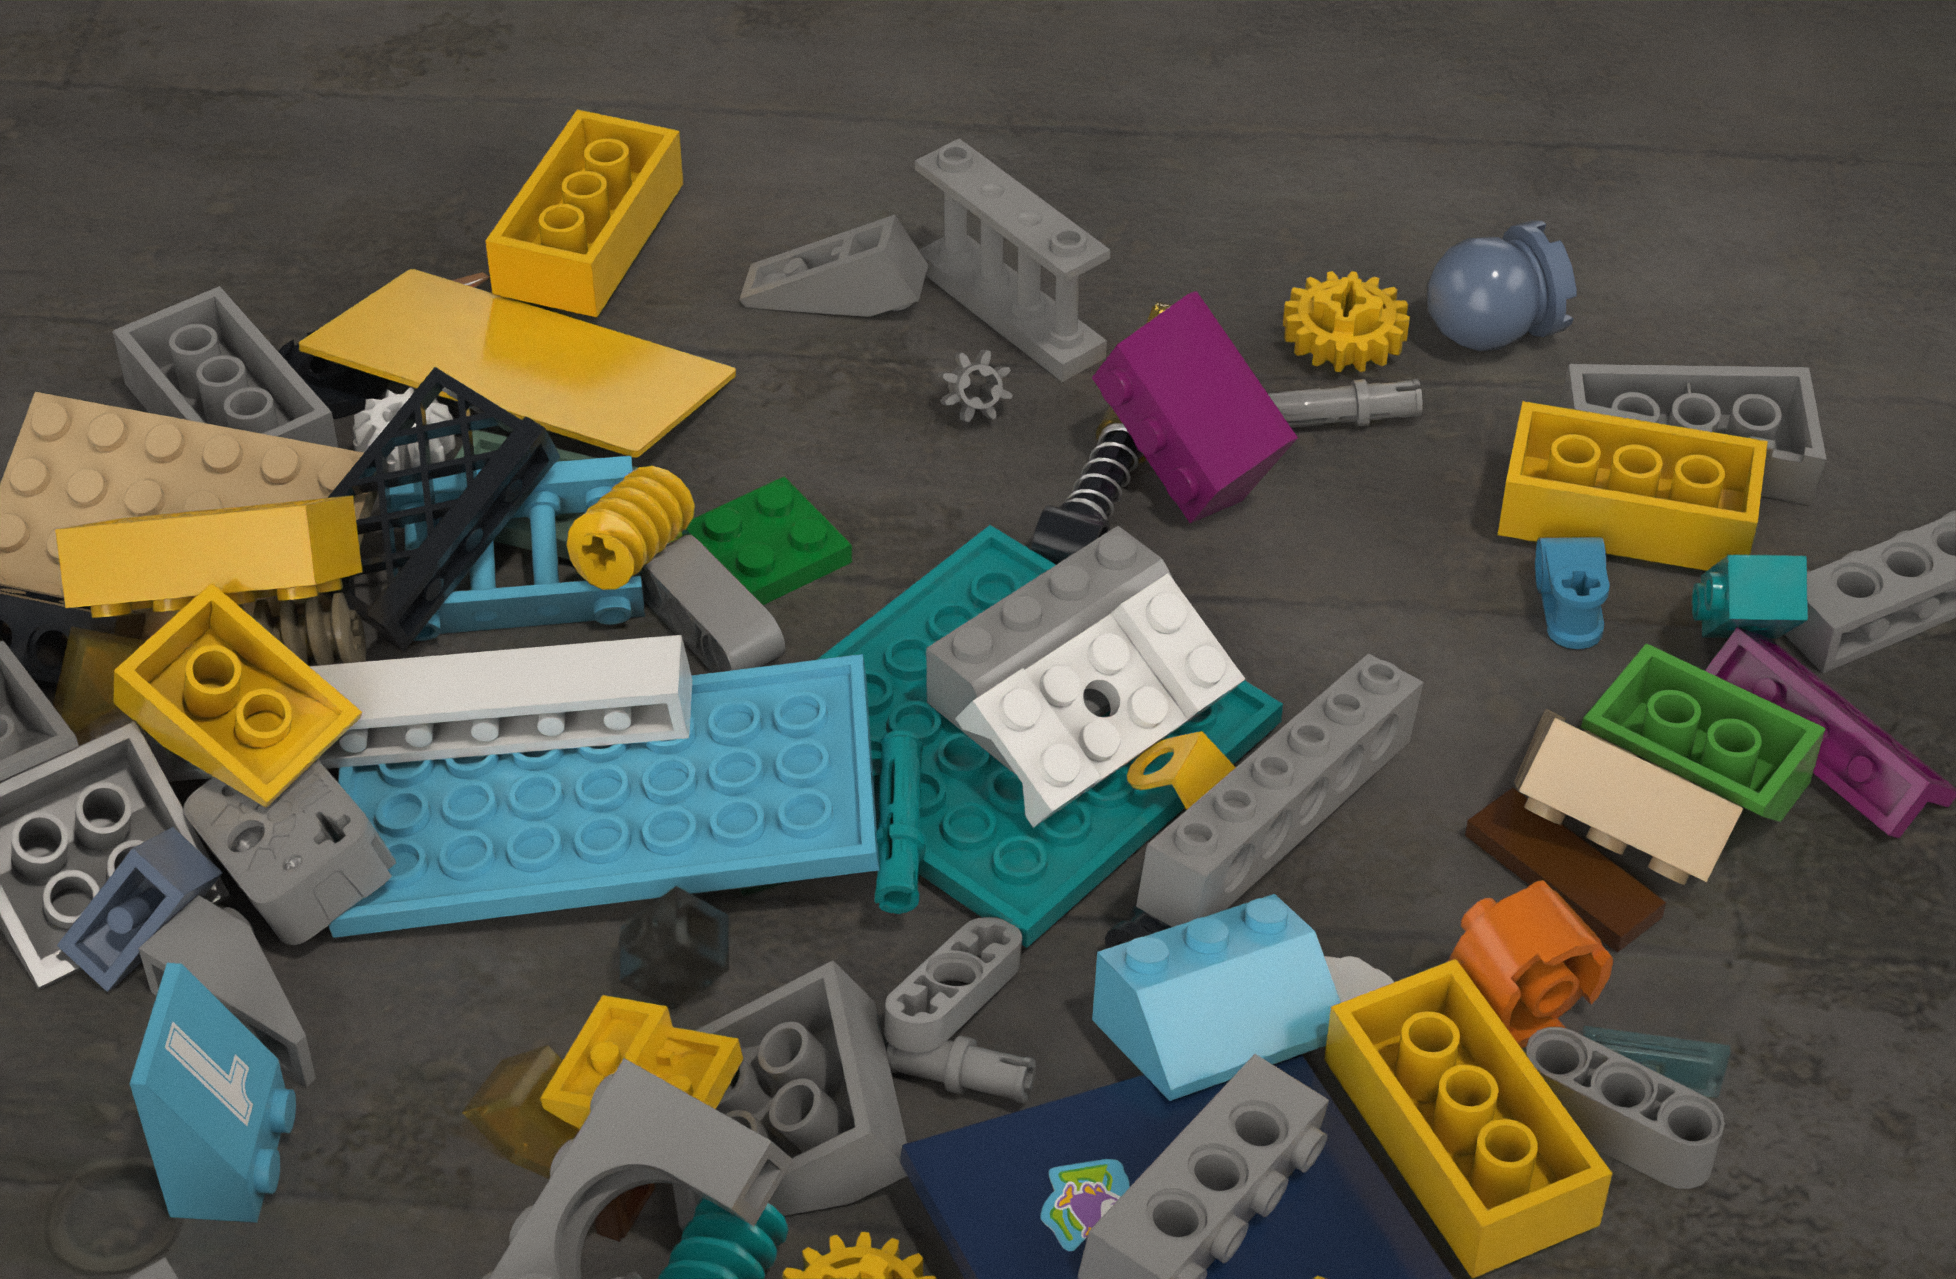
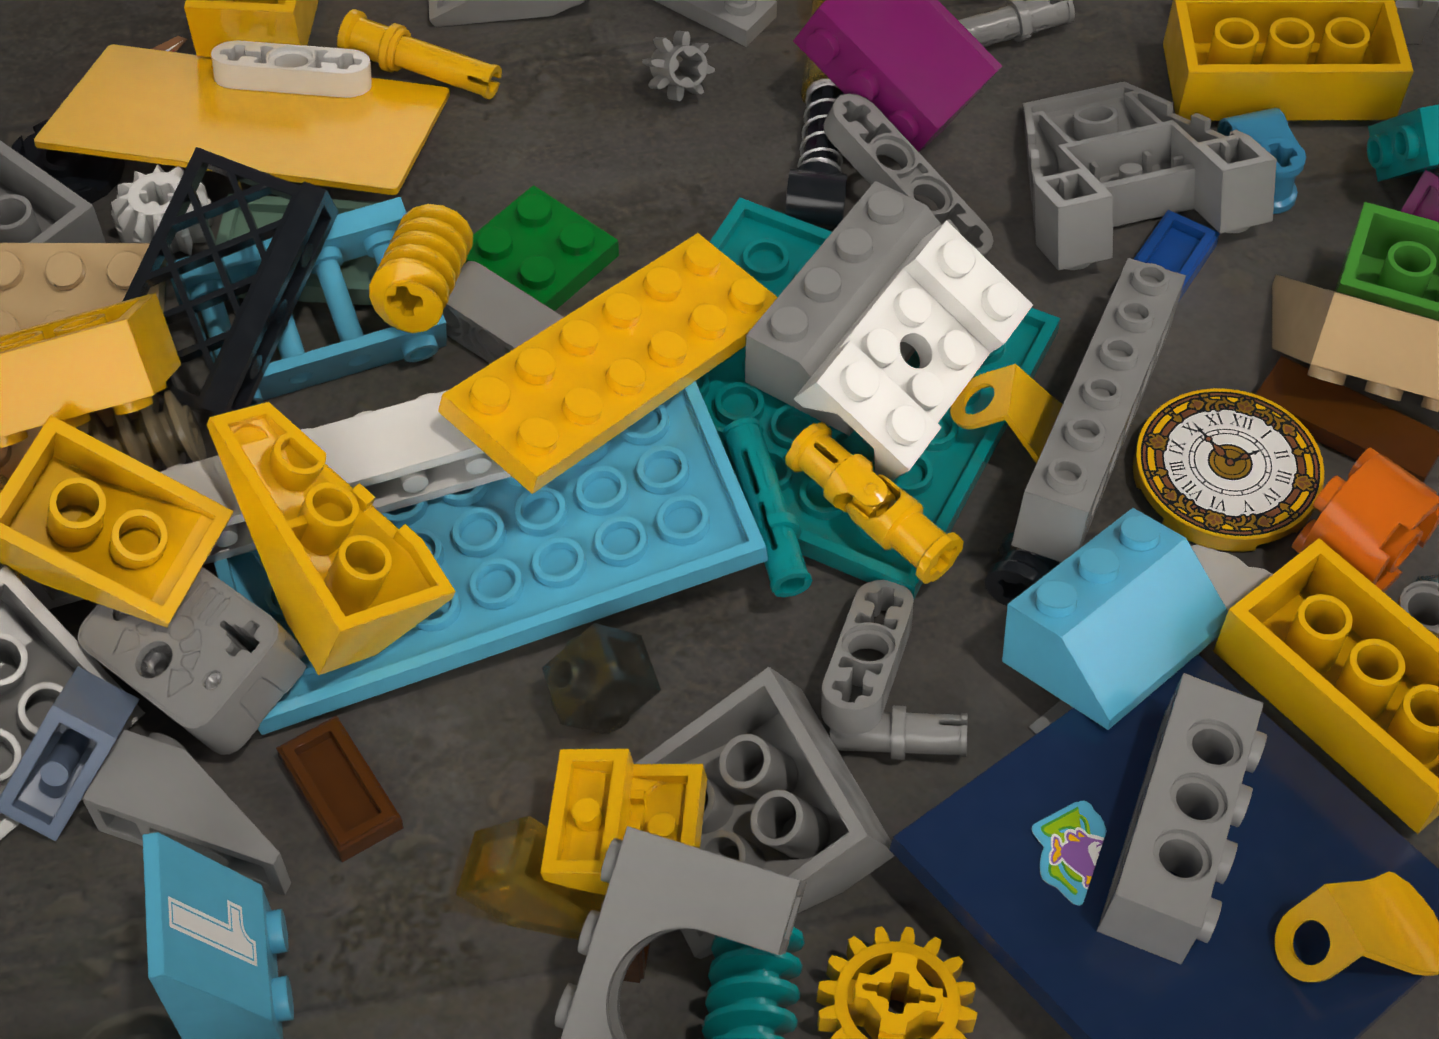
camera: 15 degrees left, 10 degrees up
(391, 1001) = (340, 788): none -> reddish brown tile
(442, 773) = (331, 557): none -> yellow wedge
(580, 321) = (291, 69): none -> white beam
(693, 320) = (396, 50): none -> yellow pin
(776, 645) = (608, 362): none -> yellow plate
(1009, 838) = (871, 502): none -> yellow piece
(1180, 538) = (863, 132): none -> light grey beam
(1402, 880) = (1228, 469): none -> tile
(1420, 563) = (1126, 159): none -> light grey wedge
(1447, 664) = (1179, 246): none -> blue tile

